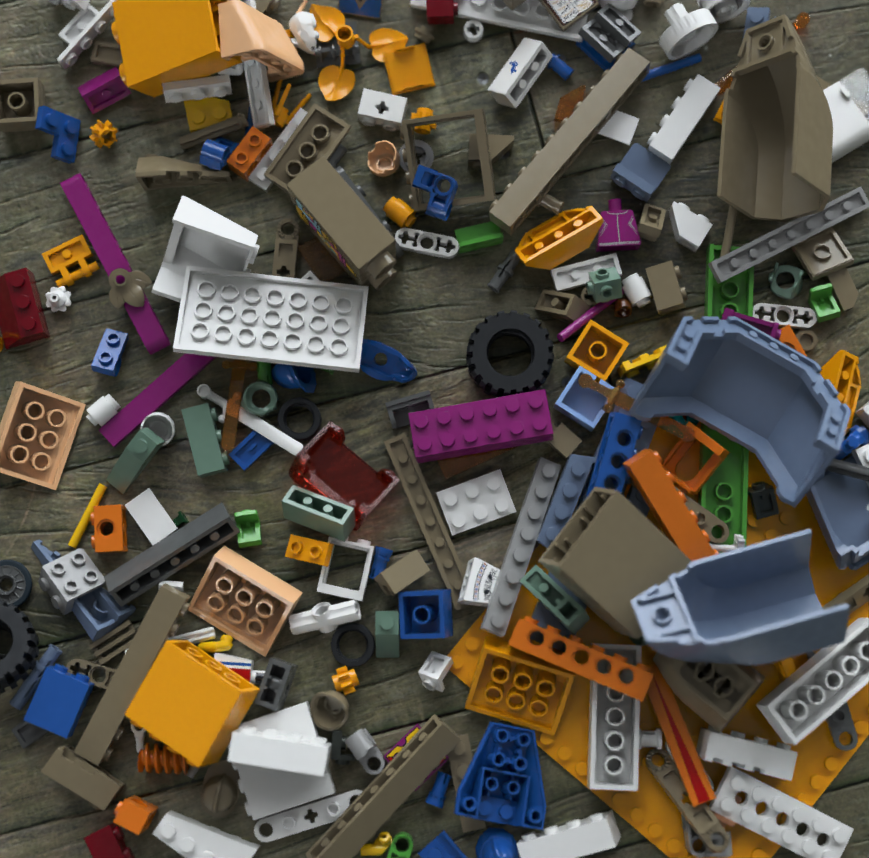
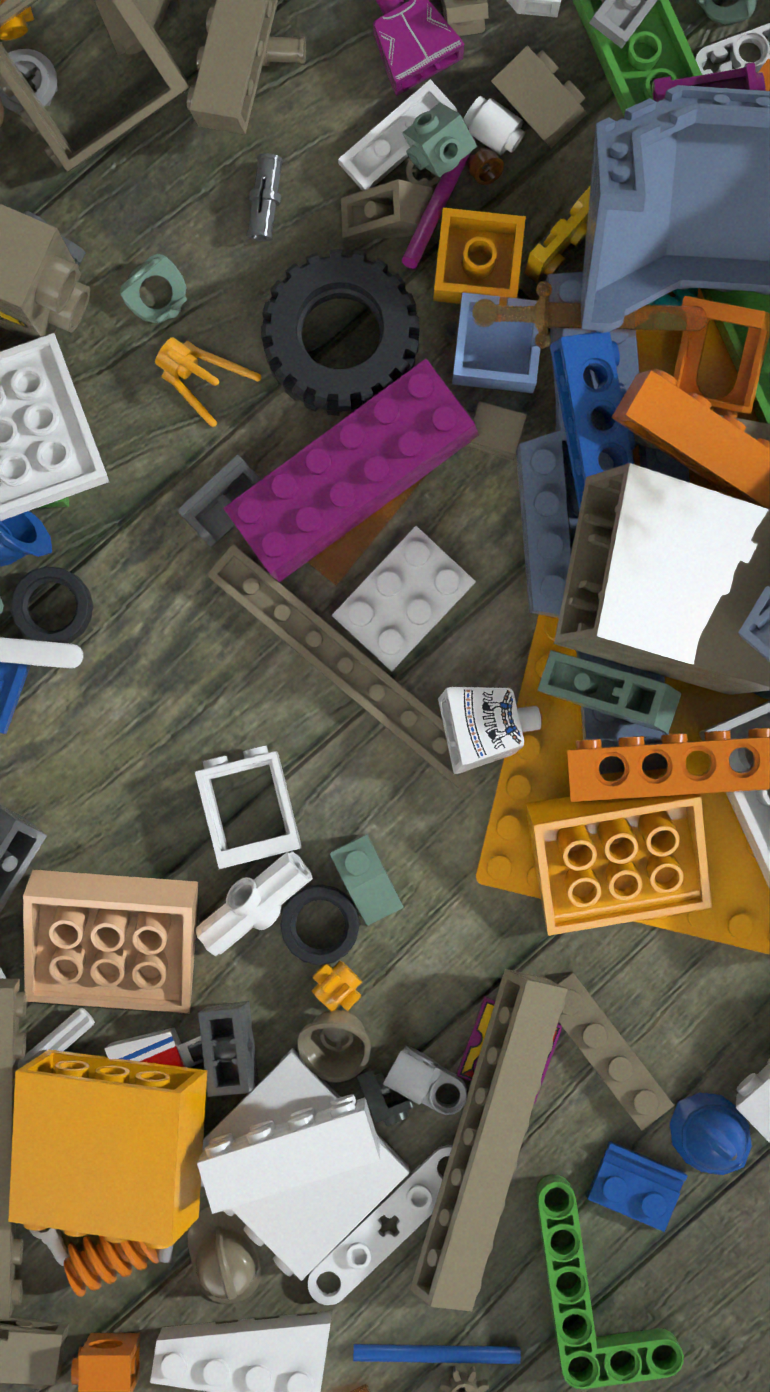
camera: 25 degrees left, 5 degrees up
(224, 644) = (102, 1037): yellow arm -> none
(250, 528) = (59, 820): bright green bracket -> none
(309, 550) = (174, 809): light orange plate -> none
(318, 513) = (159, 742): sand green brick -> none
(341, 475) = (166, 667): clear red windscreen -> none
(379, 846) = (520, 1218): yellow arm -> none
(380, 561) = (298, 774): blue pin -> none
(397, 366) = (167, 446): blue piece -> none
(400, 212) = (45, 186): light orange brick -> none
(402, 573) = (342, 772): dark tan hinge -> none
(409, 246) = (99, 205): white beam -> none
(424, 330) = (181, 361): none -> light orange plant
(425, 614) = (412, 818): blue brick -> none
(434, 277) = (154, 266): none -> sand green piece
(435, 670) = (471, 900): white bracket -> none
(437, 795) = (571, 1094): blue pin -> none
(439, 202) = (67, 107): blue piece -> none
(478, 236) = (193, 164): bright green panel -> none
(504, 780) = (667, 1016): blue wedge -> none
(520, 547) = (512, 635): light grey plate -> none
(559, 238) = (327, 99): light orange wedge -> none

